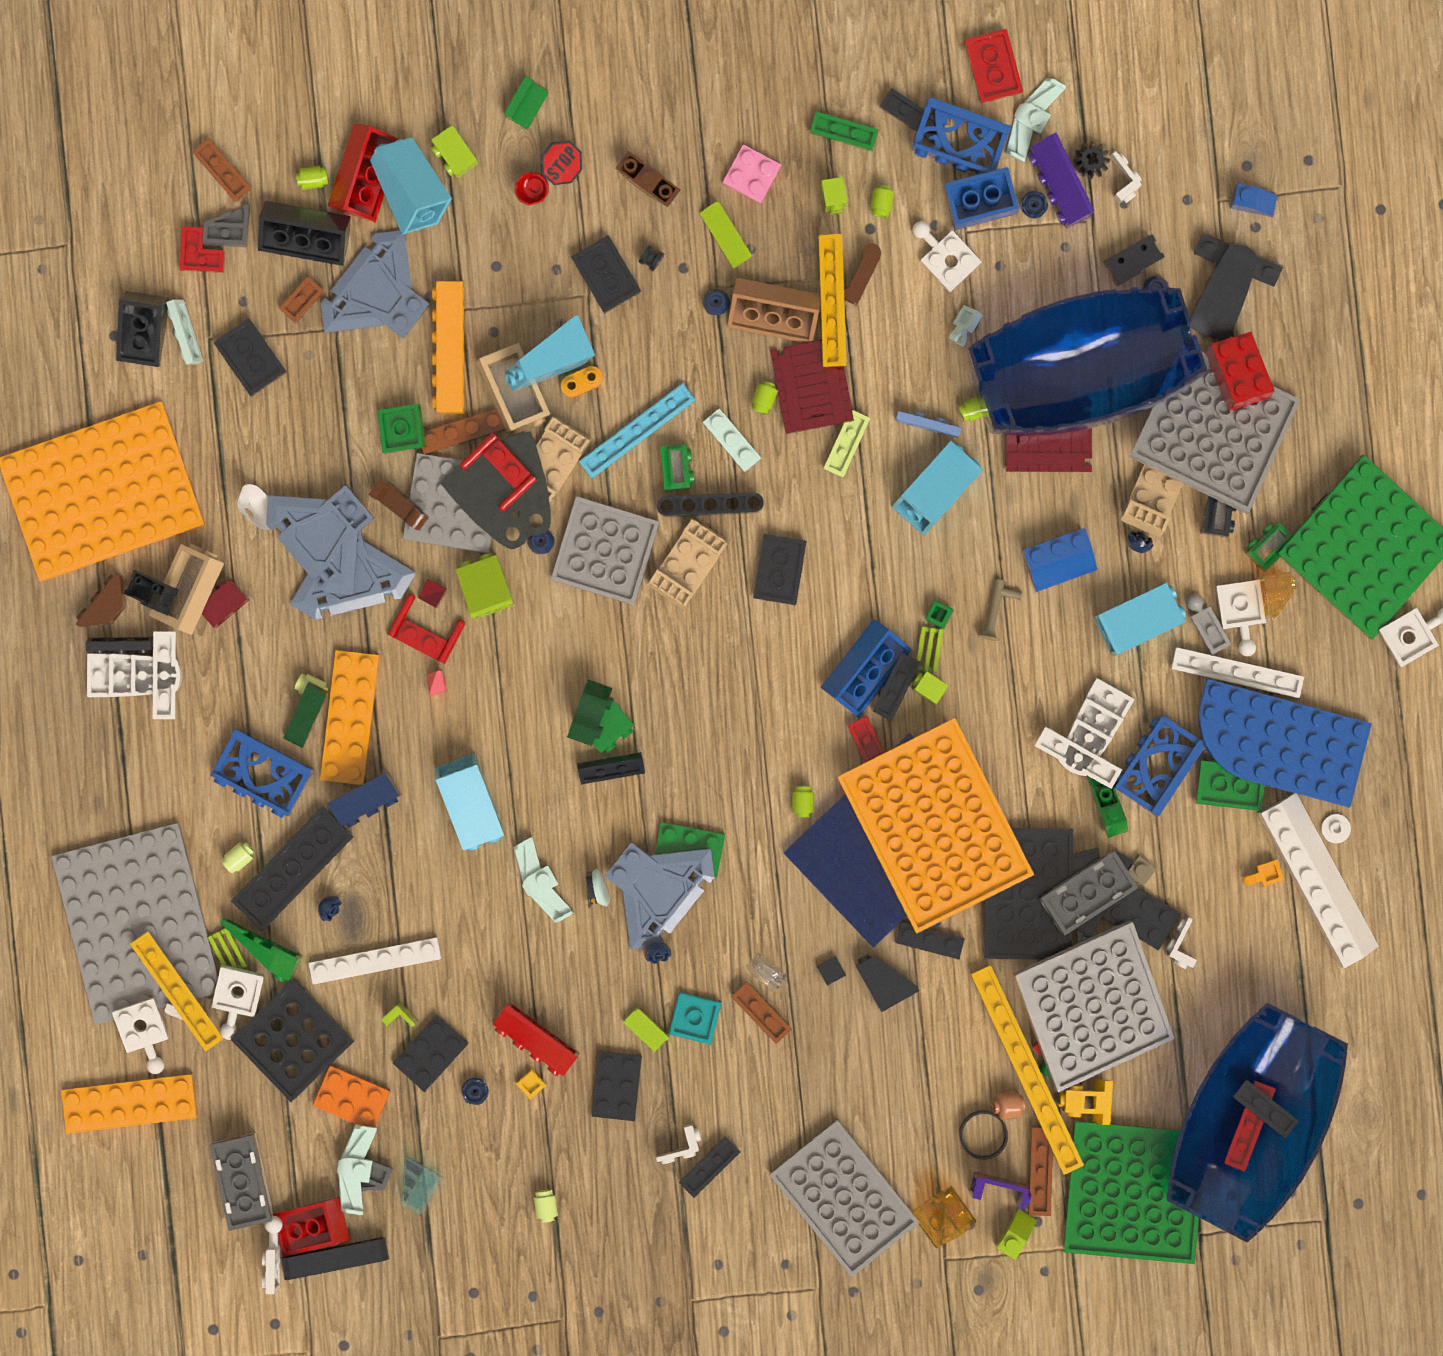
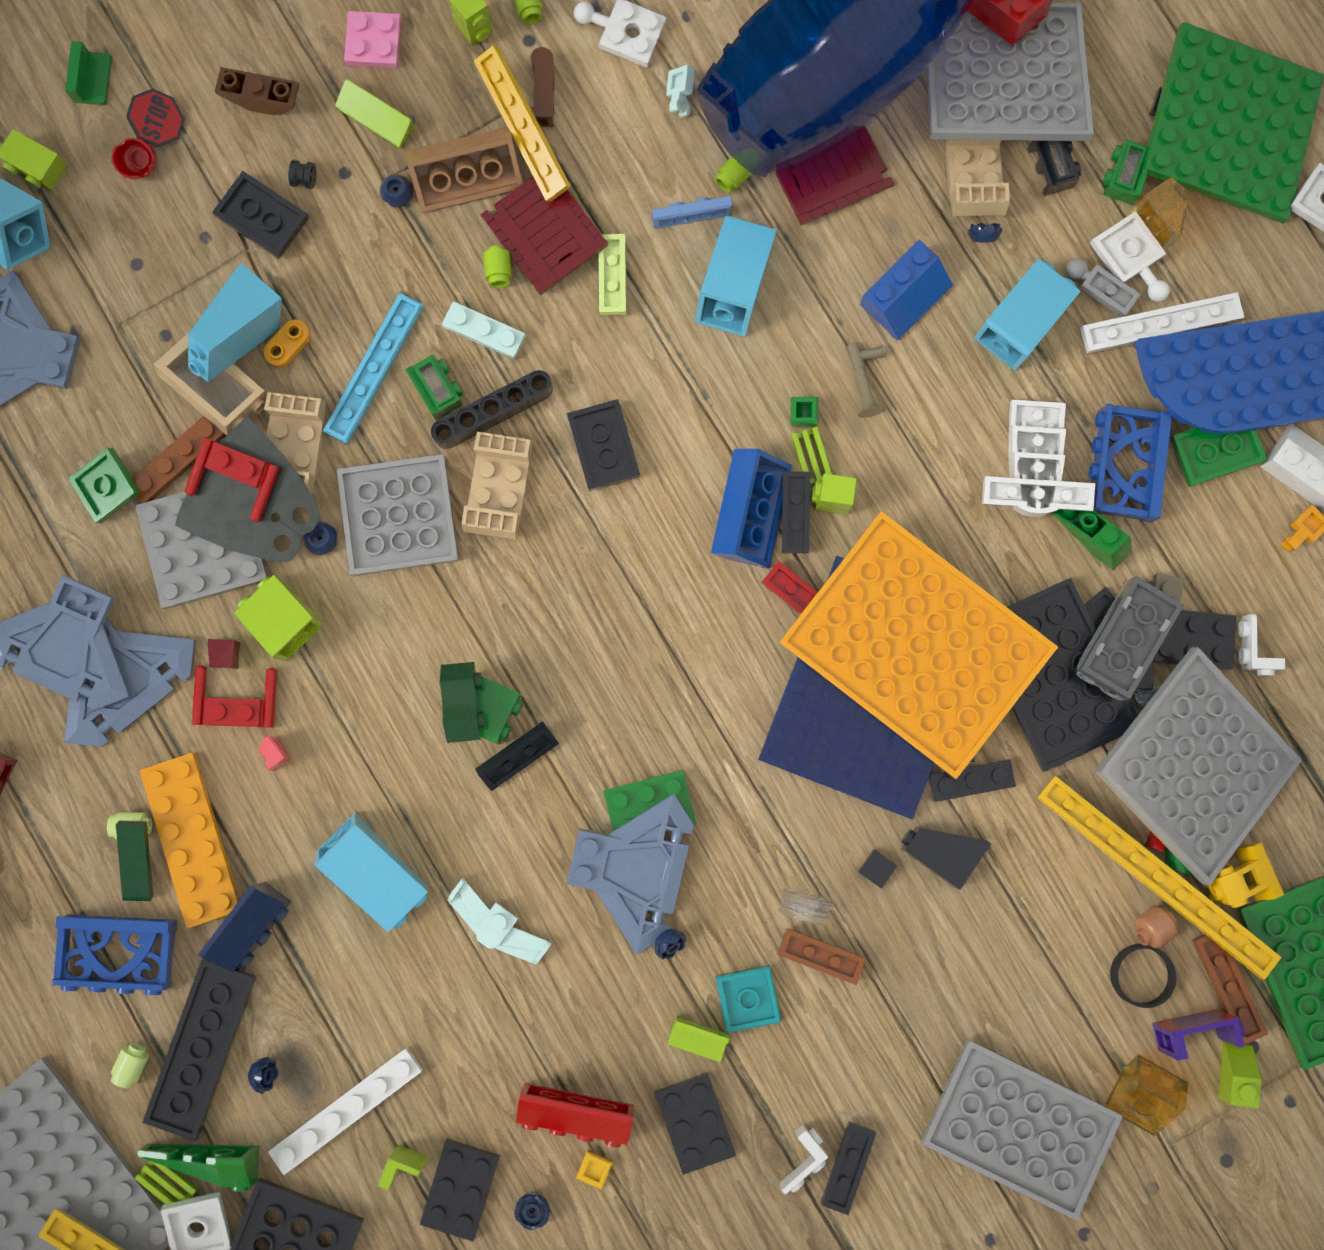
camera: 25 degrees left, 5 degrees down
(399, 504) = (135, 569): reddish brown leg -> none
(449, 347) = (120, 372): light orange brick -> none
(597, 889) = (564, 902): light aqua piece -> none
(803, 801) = (753, 690): lime brick -> none

